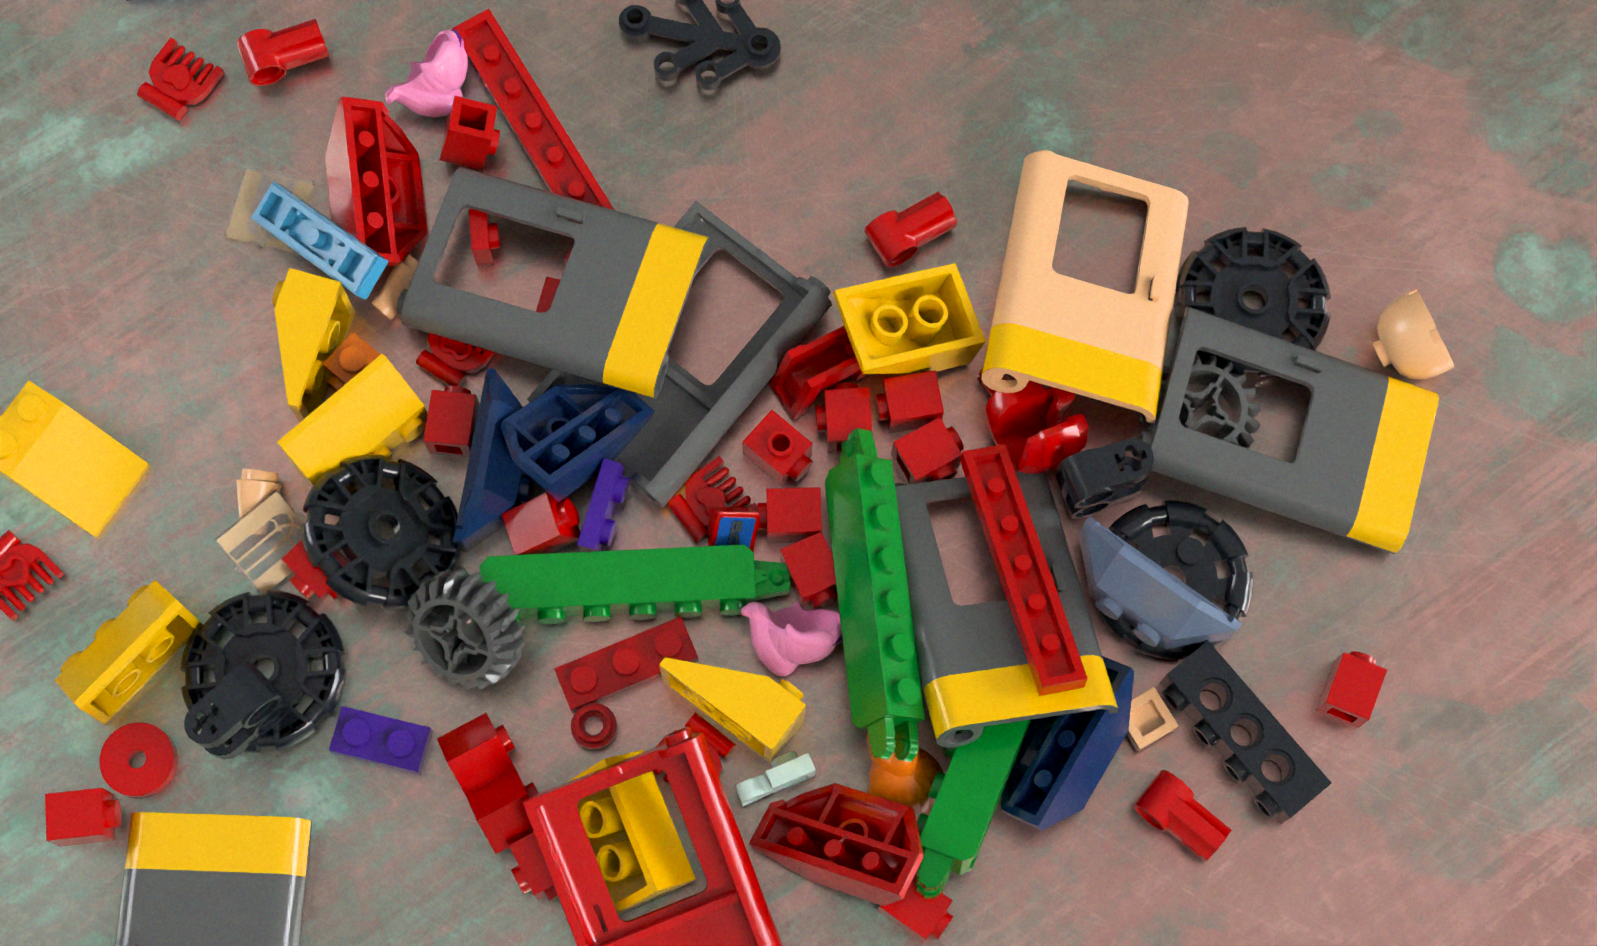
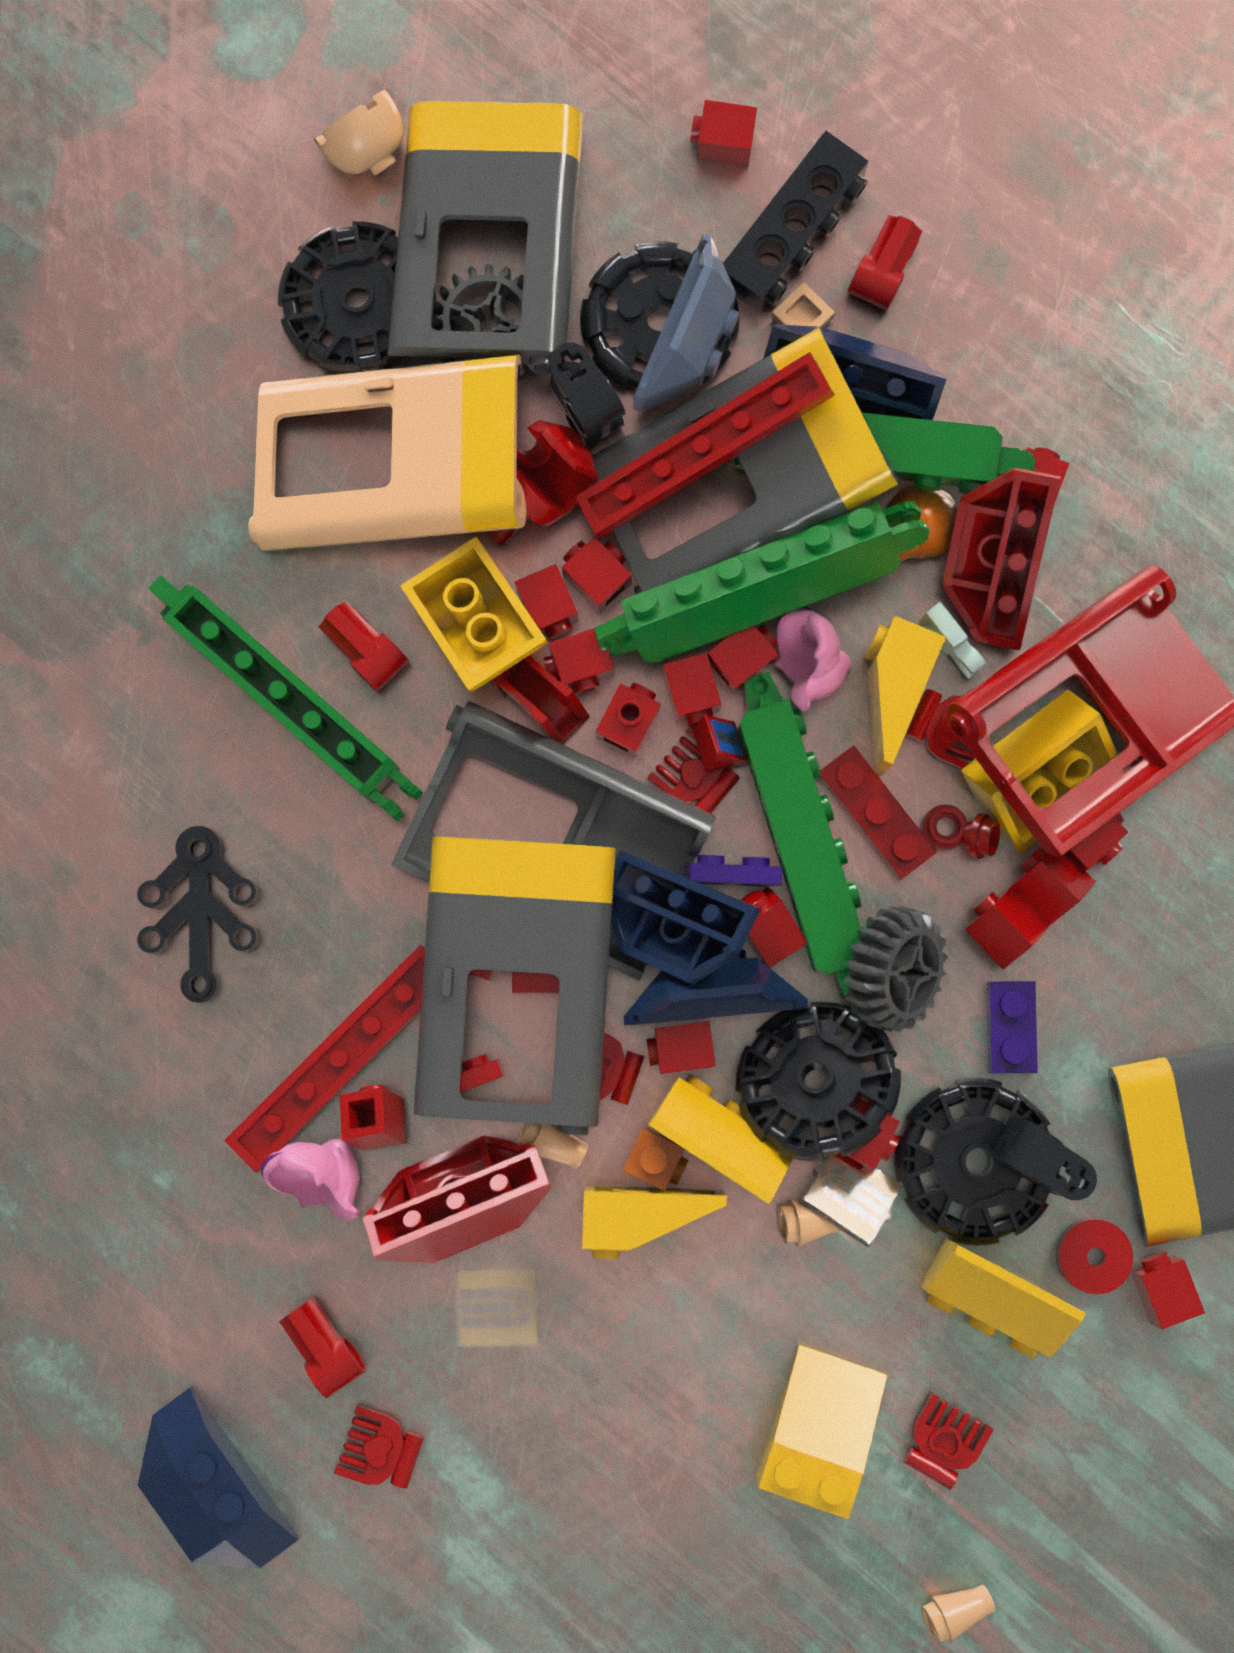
camera: 100 degrees left, 10 degrees up
(319, 240) = (534, 1234): dark azure plate -> none
(572, 755) = (982, 836): none -> red plate
(878, 145) = (282, 694): none -> green hinge

